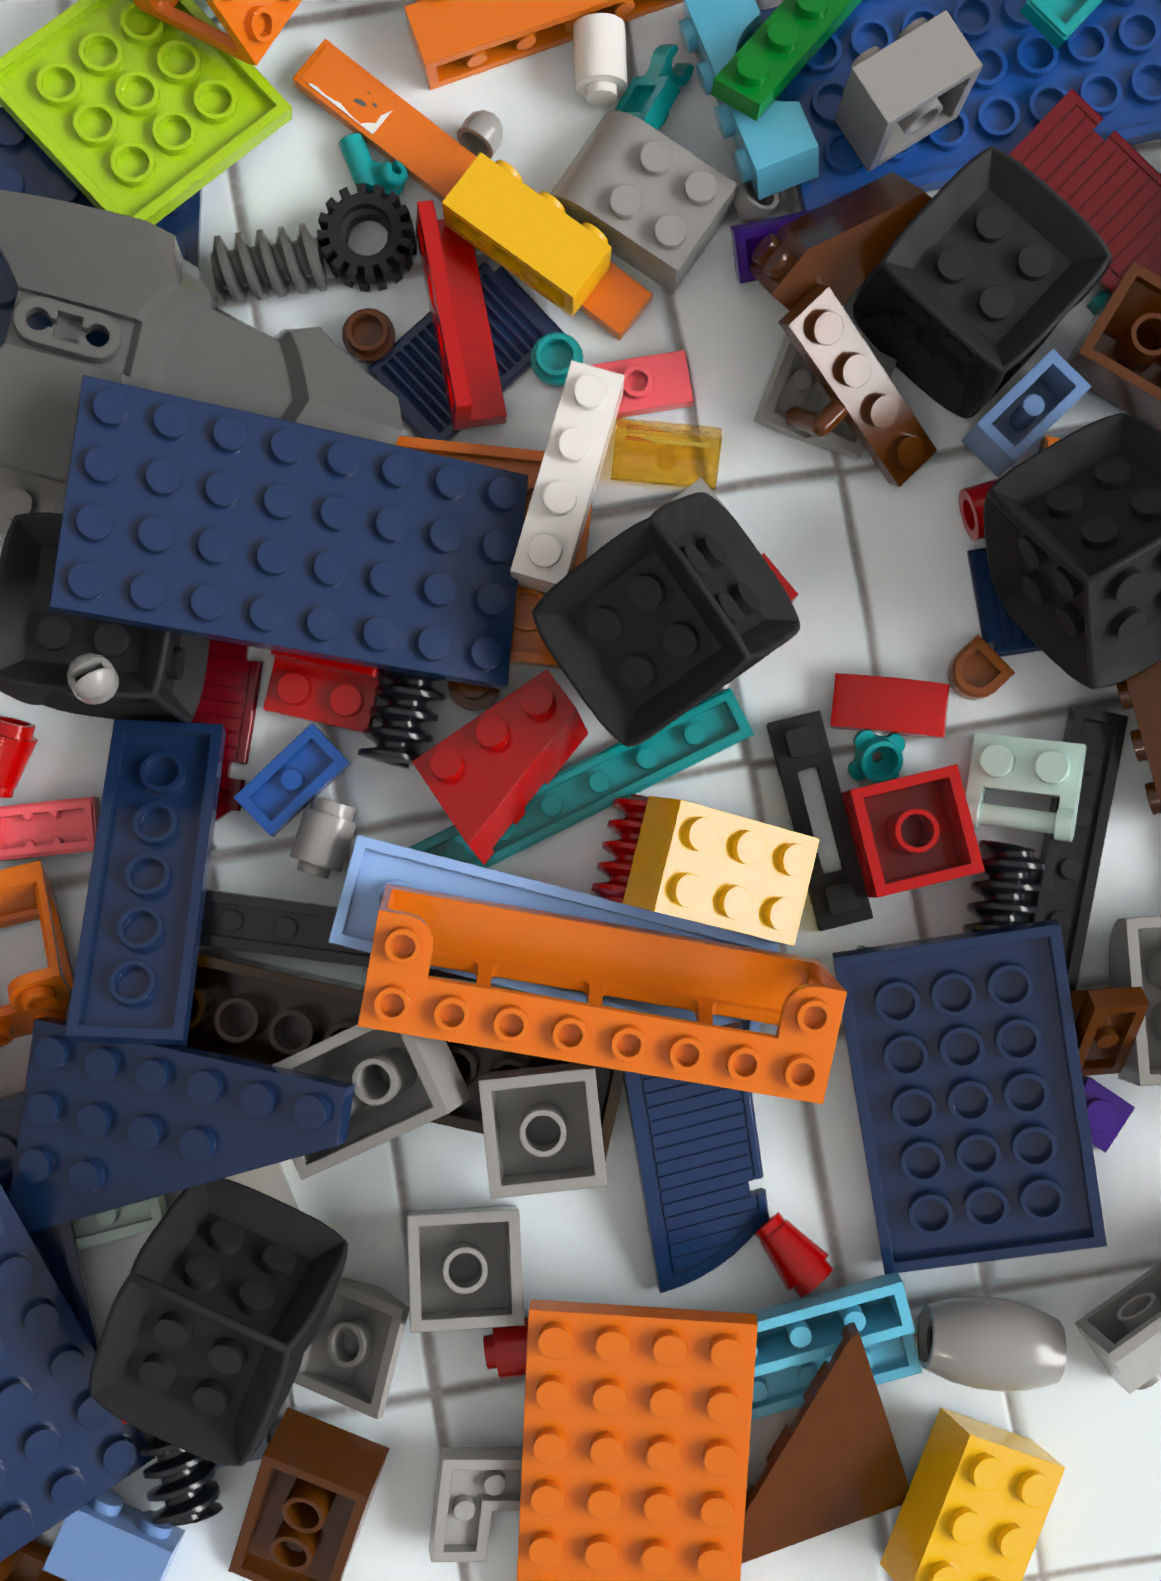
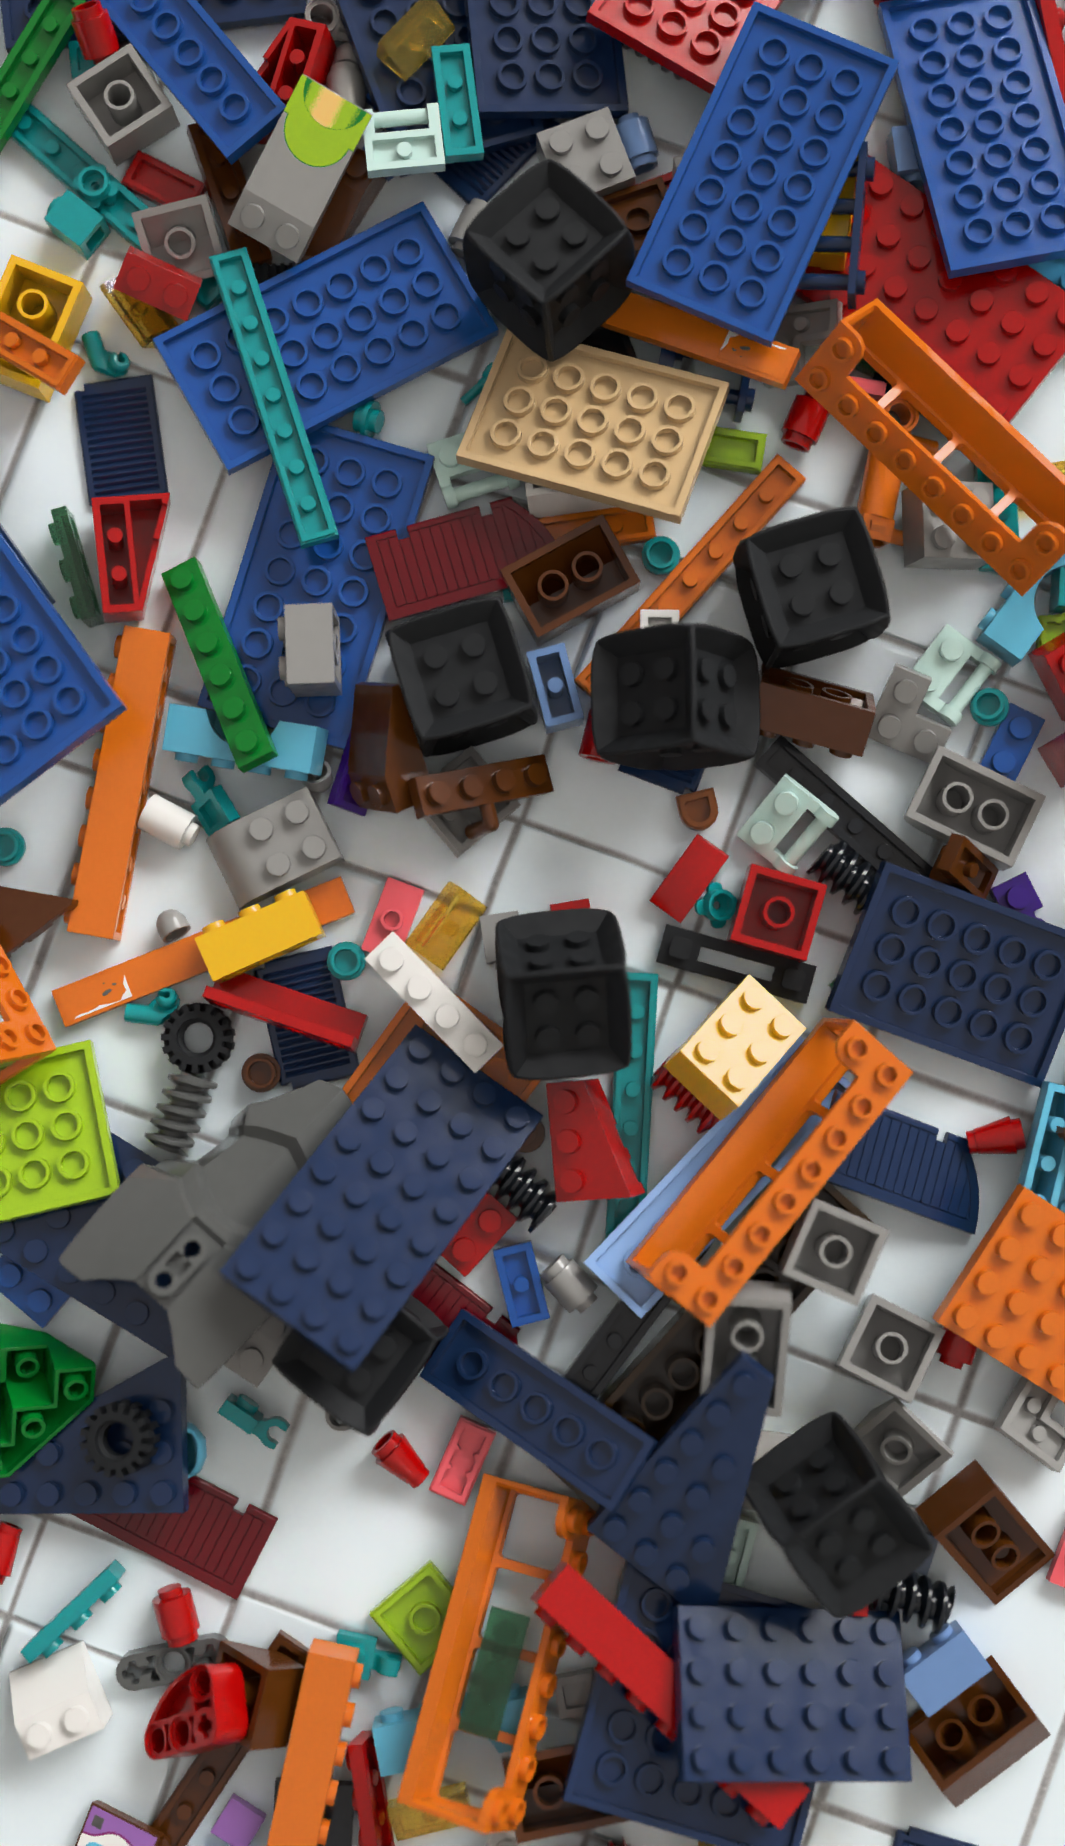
camera: 55 degrees left, 0 degrees up
(96, 685) = (413, 1371): light grey hinge -> none

